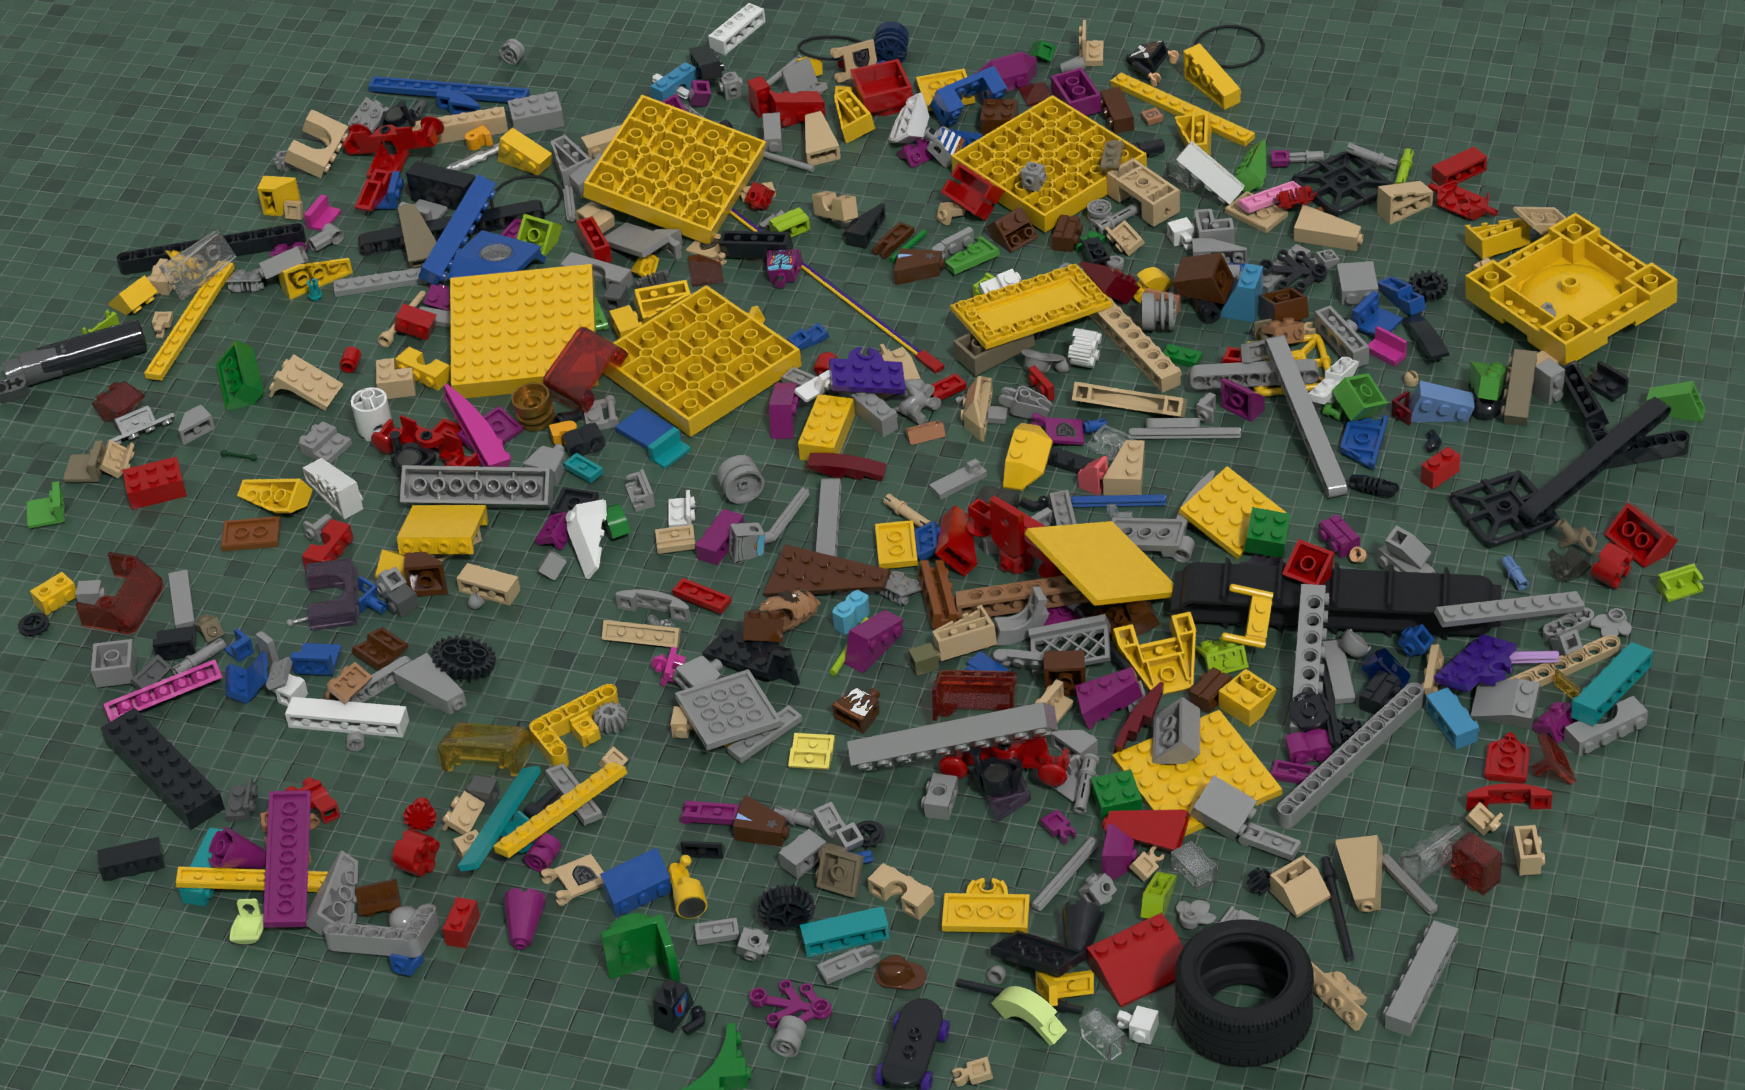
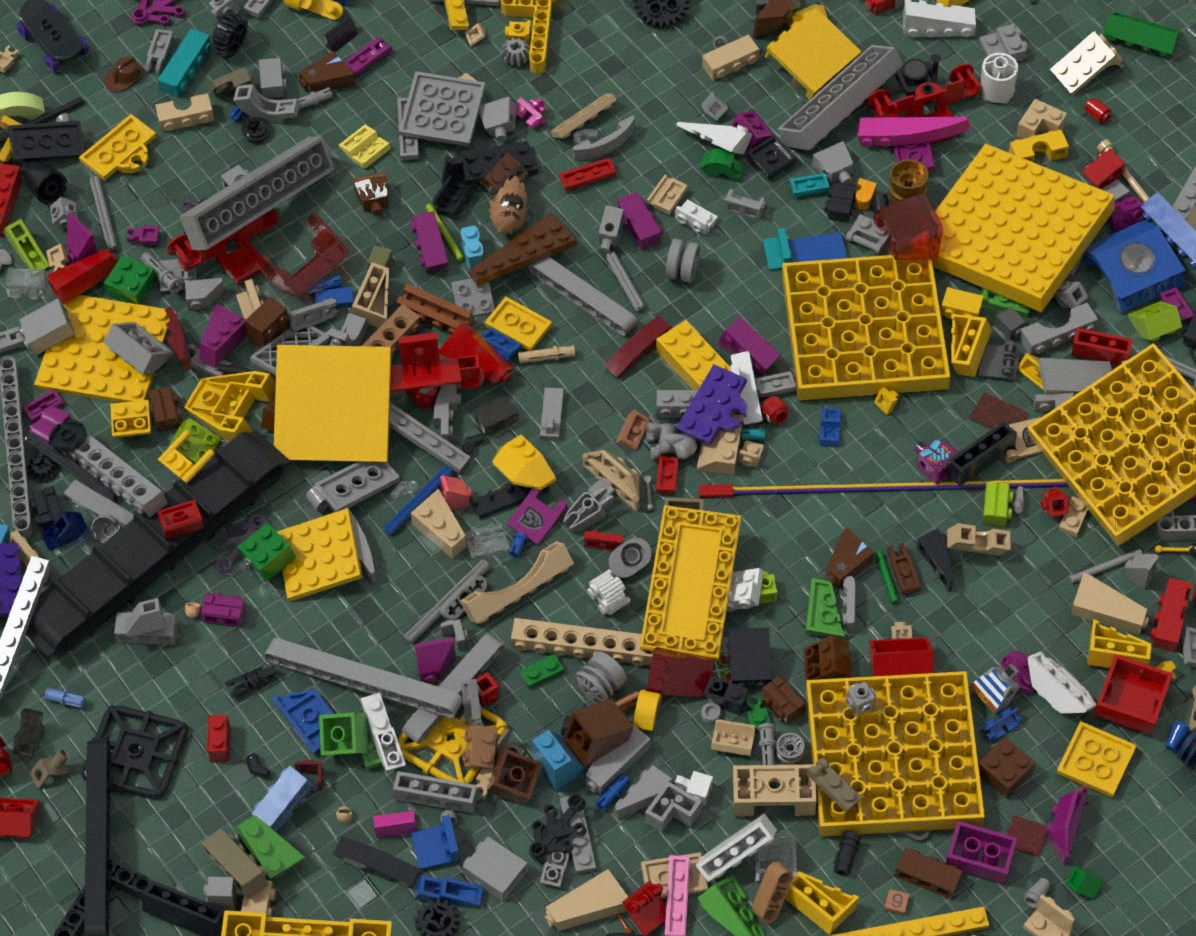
camera: 125 degrees right, 15 degrees up
(812, 657) = (451, 197): none -> black bracket
(947, 100) = (1054, 774): blue plate -> none
(1052, 254) = (750, 657): none -> black slope
(1219, 148) = (772, 892): none -> medium nougat beam
(1415, 640) = (63, 563): blue brick -> none

